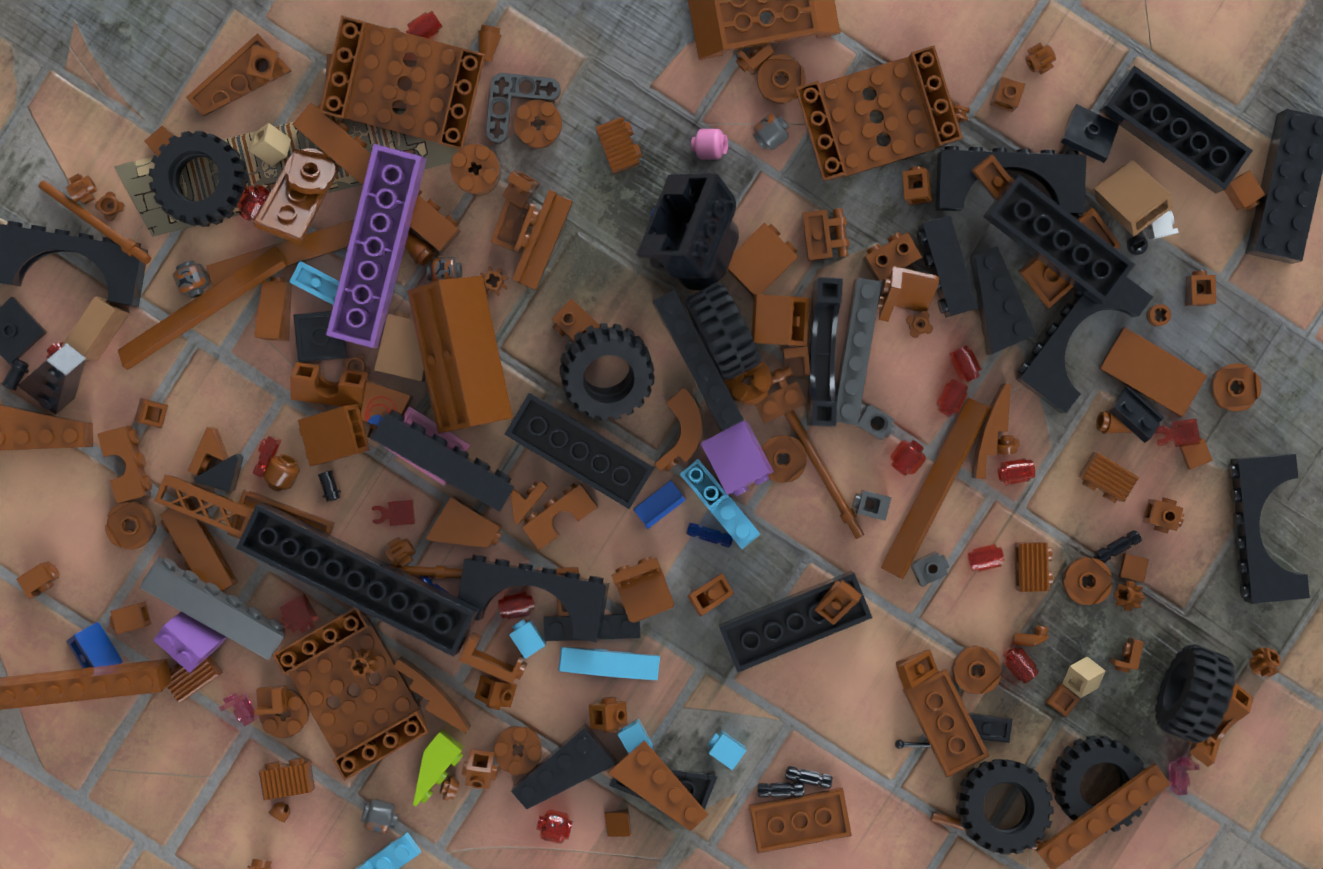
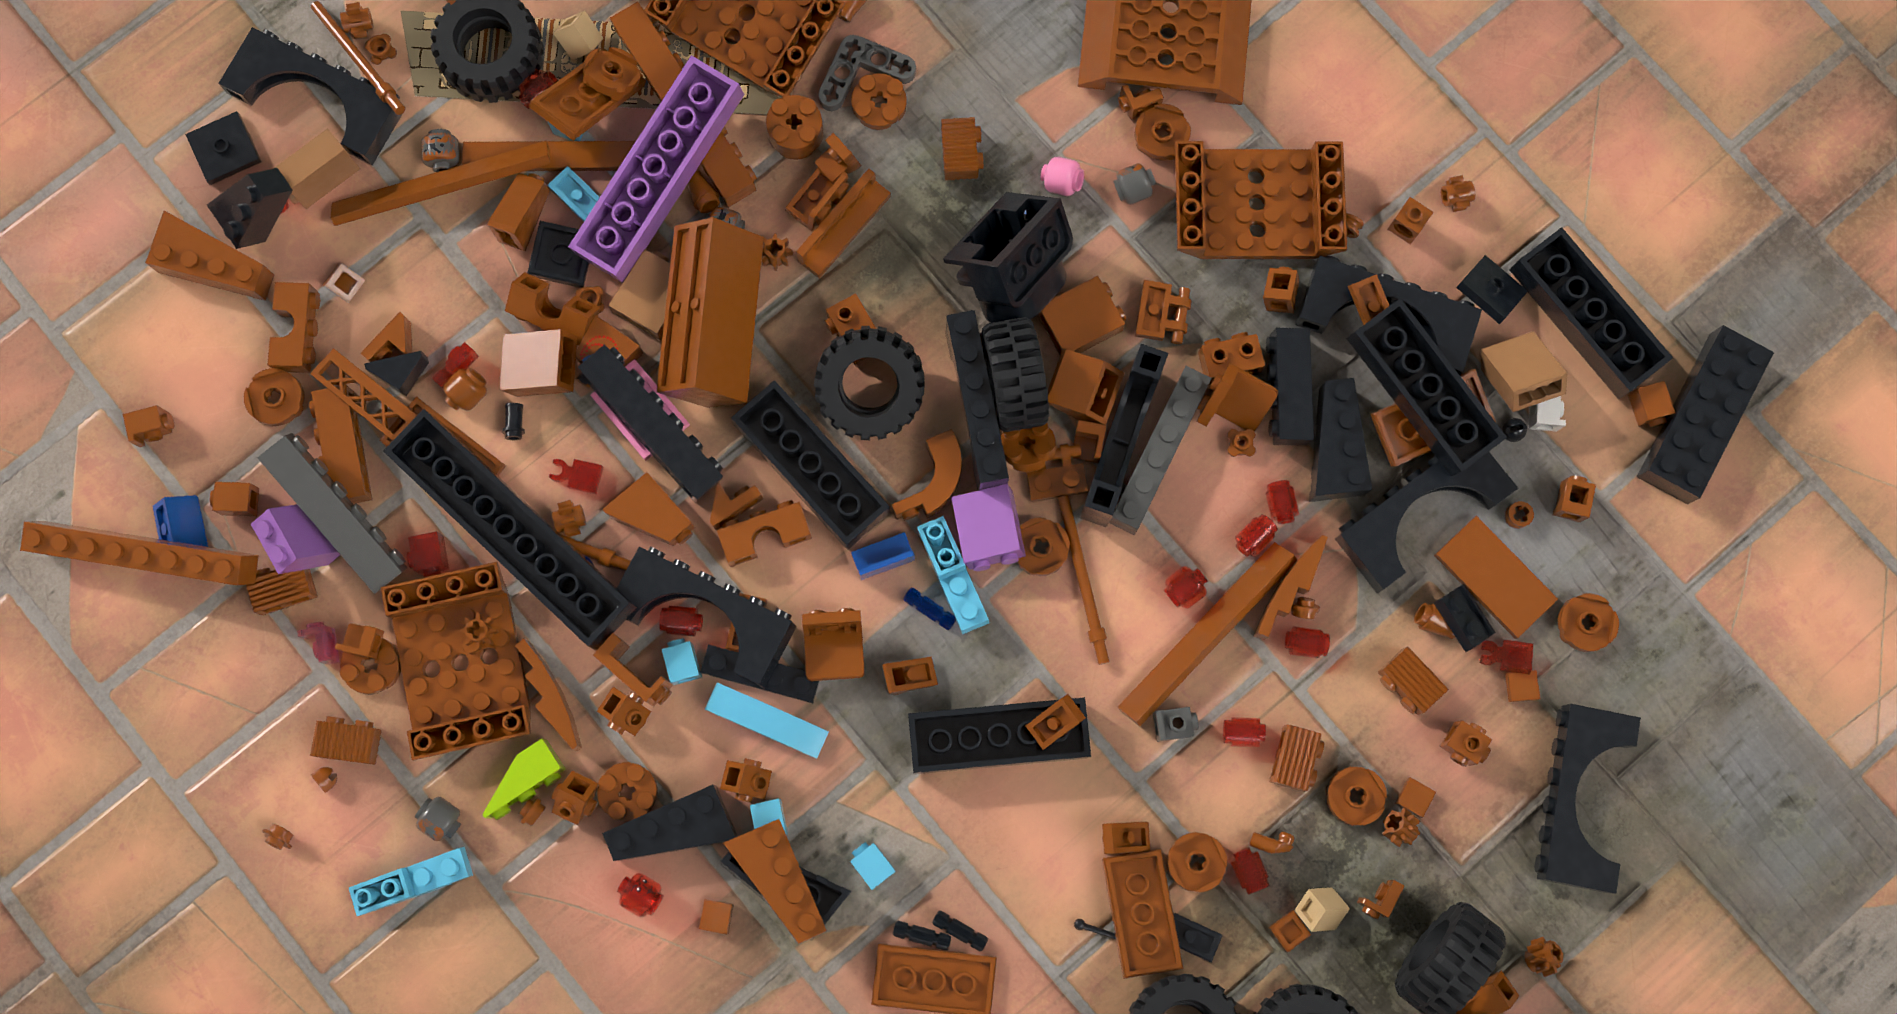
camera: 20 degrees right, 10 degrees down
(15, 374) = (208, 194): black pin -> none
(865, 422) = (1159, 524): dark grey brick -> none
(880, 507) = (1139, 629): dark grey brick -> none
(1118, 546) = (1404, 766): black axle -> none

